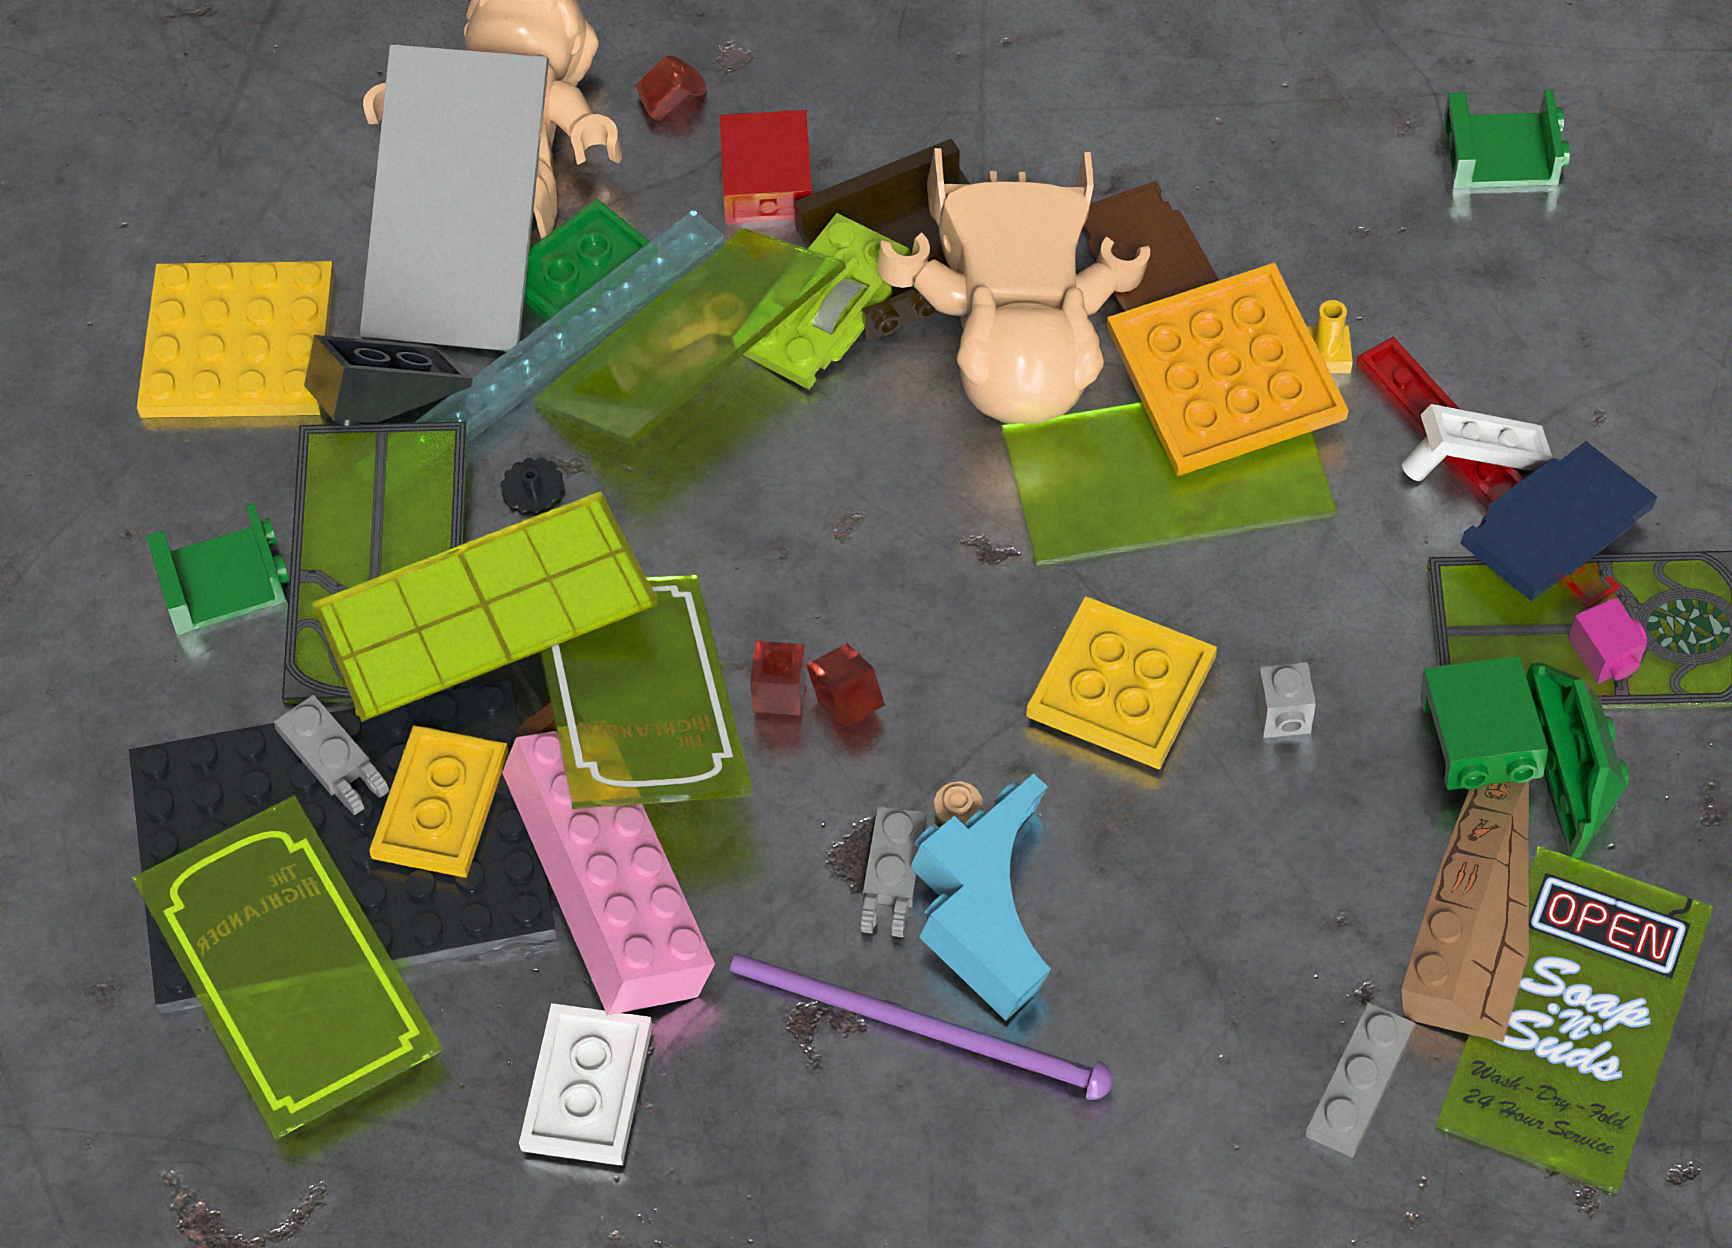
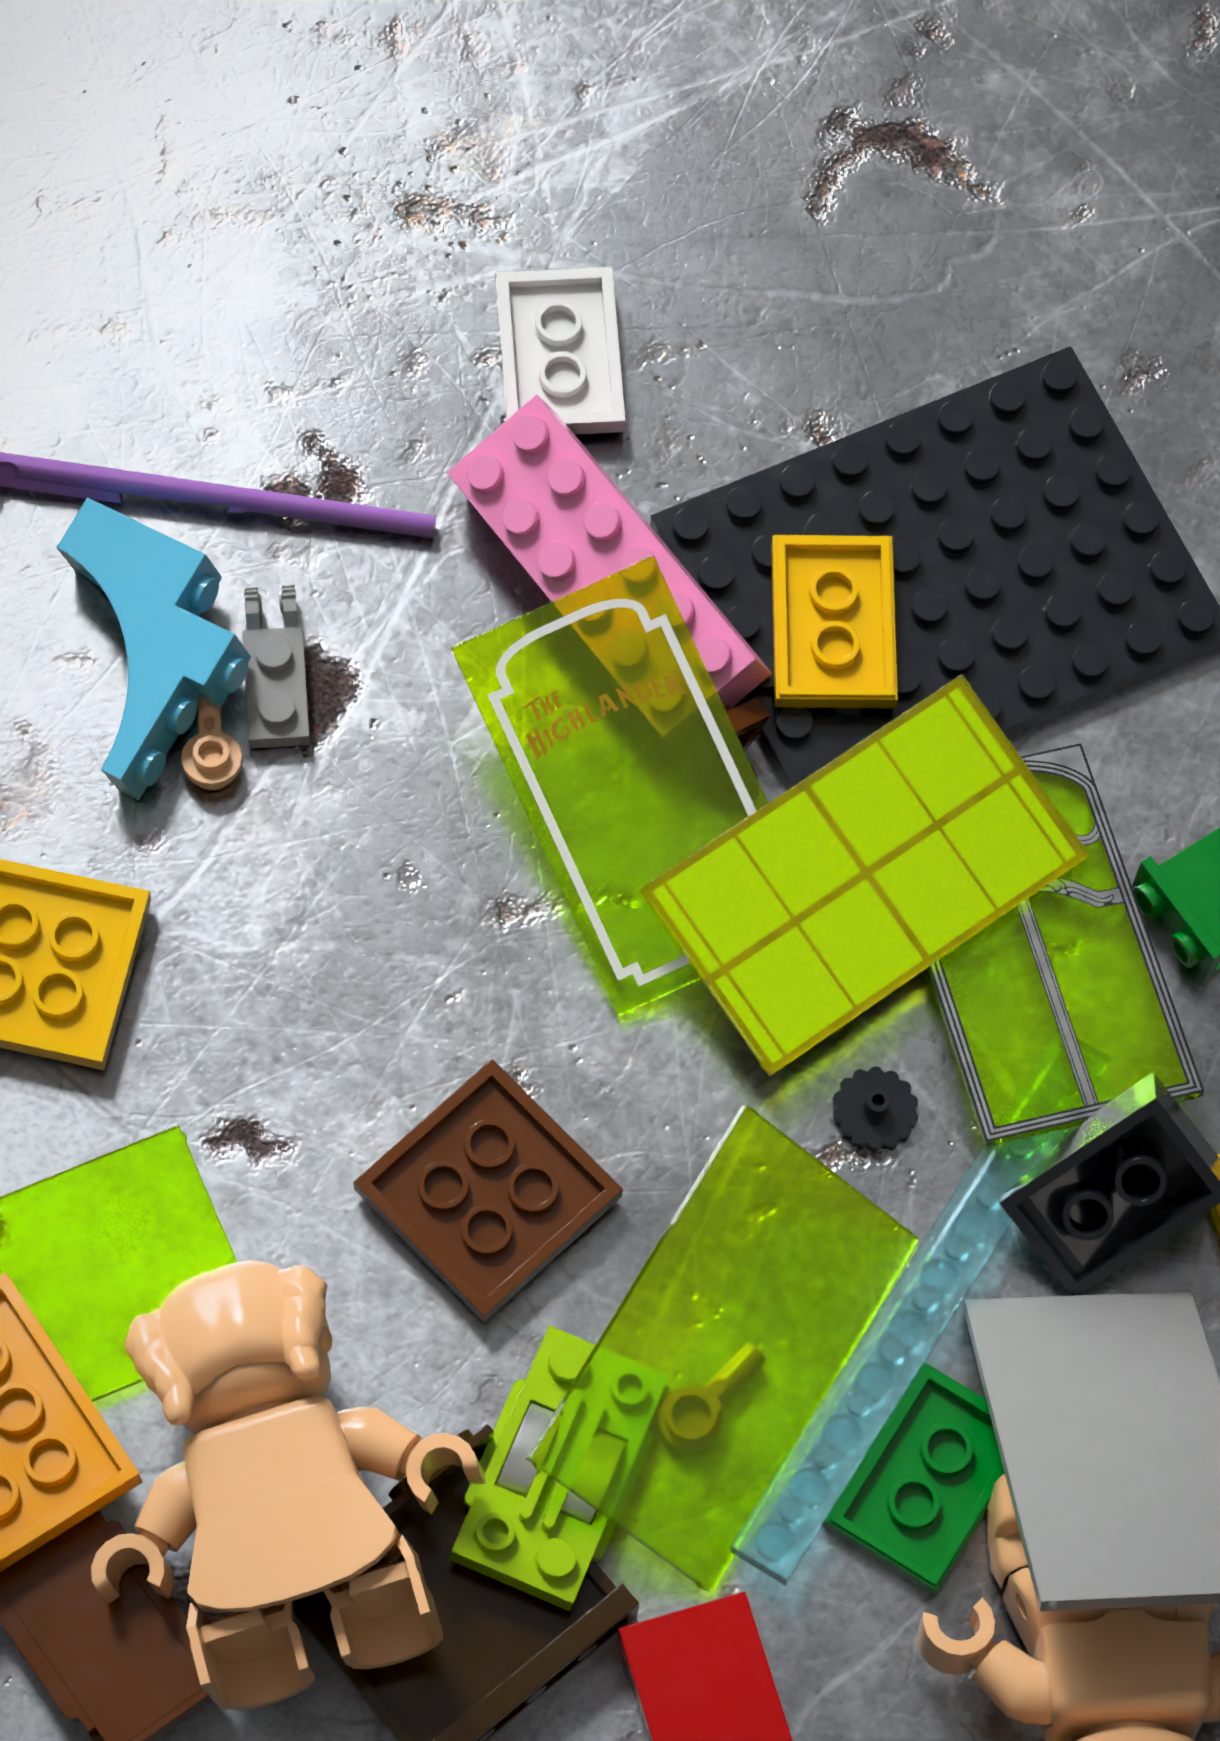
camera: 160 degrees right, 10 degrees up
(286, 966) = (942, 405): clear neon green piece -> none
(329, 752) = (984, 650): light grey hinge -> none
(778, 678) = (468, 858): clear red brick -> none
(824, 473) = (488, 1190): none -> reddish brown plate
(845, 685) = (381, 867): clear red brick -> none

